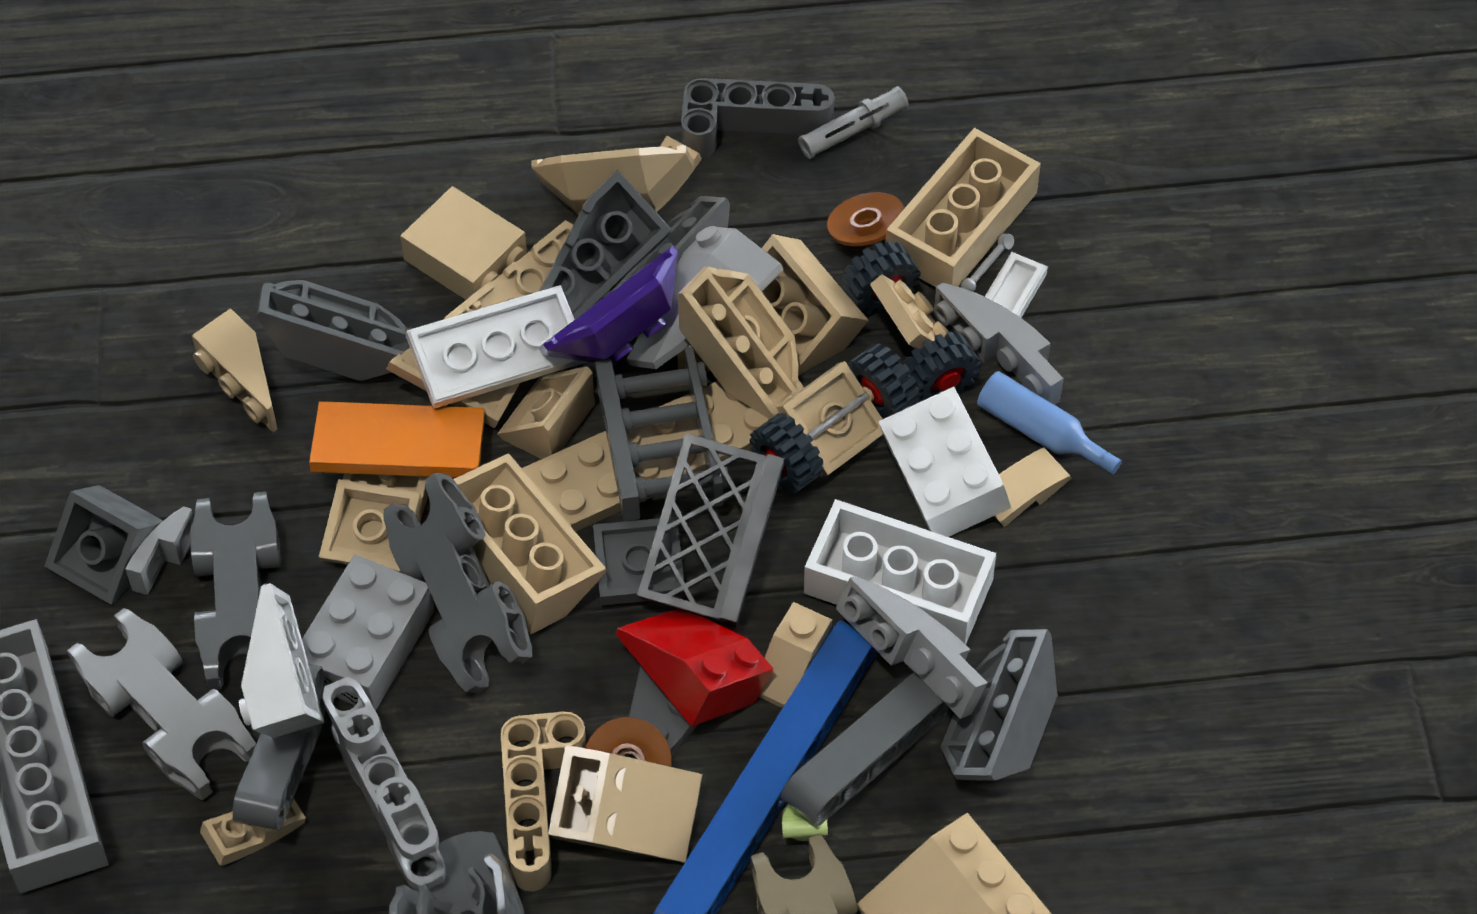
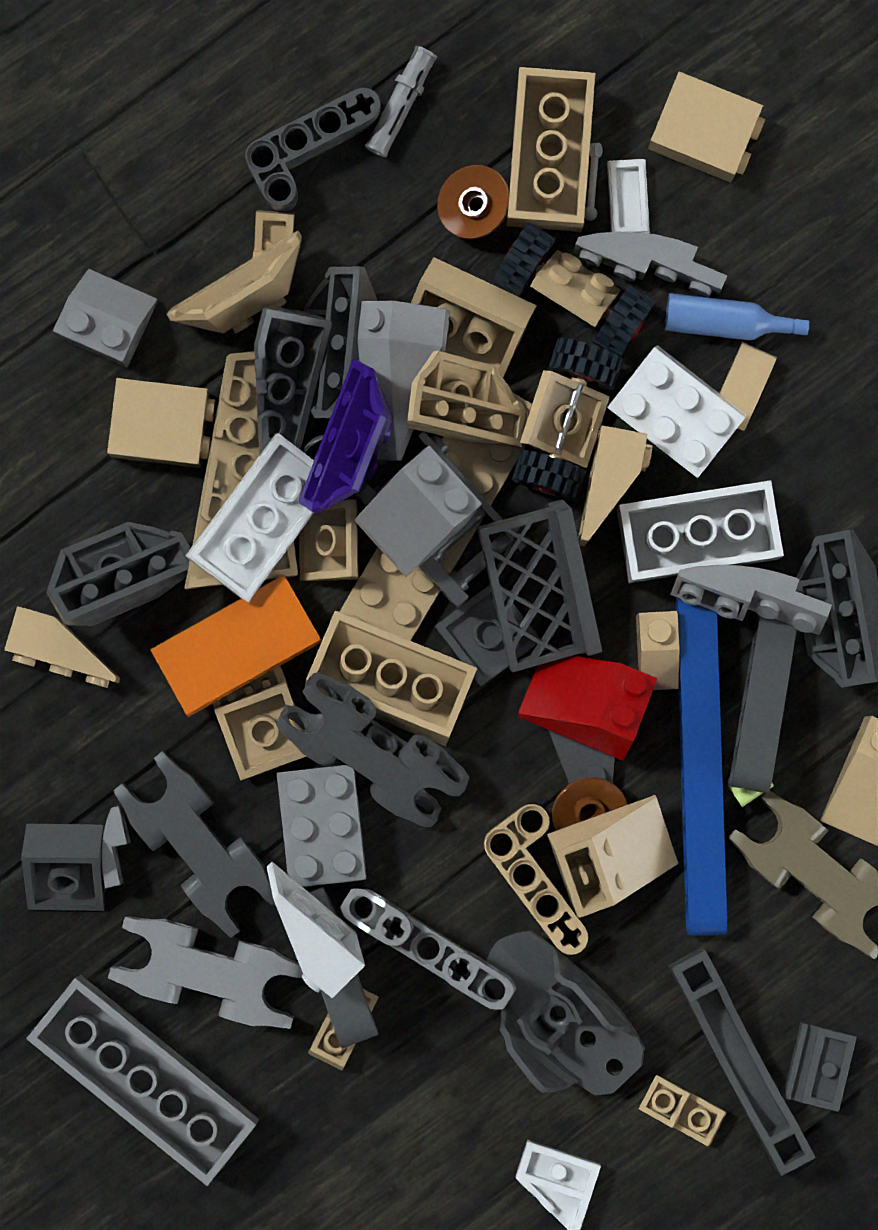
camera: 35 degrees left, 30 degrees up
(475, 150) = (105, 317): none -> light grey slope
(640, 385) = (418, 511): none -> light grey slope
(852, 469) = (615, 466): none -> tan slope
(1119, 267) = (707, 127): none -> tan brick

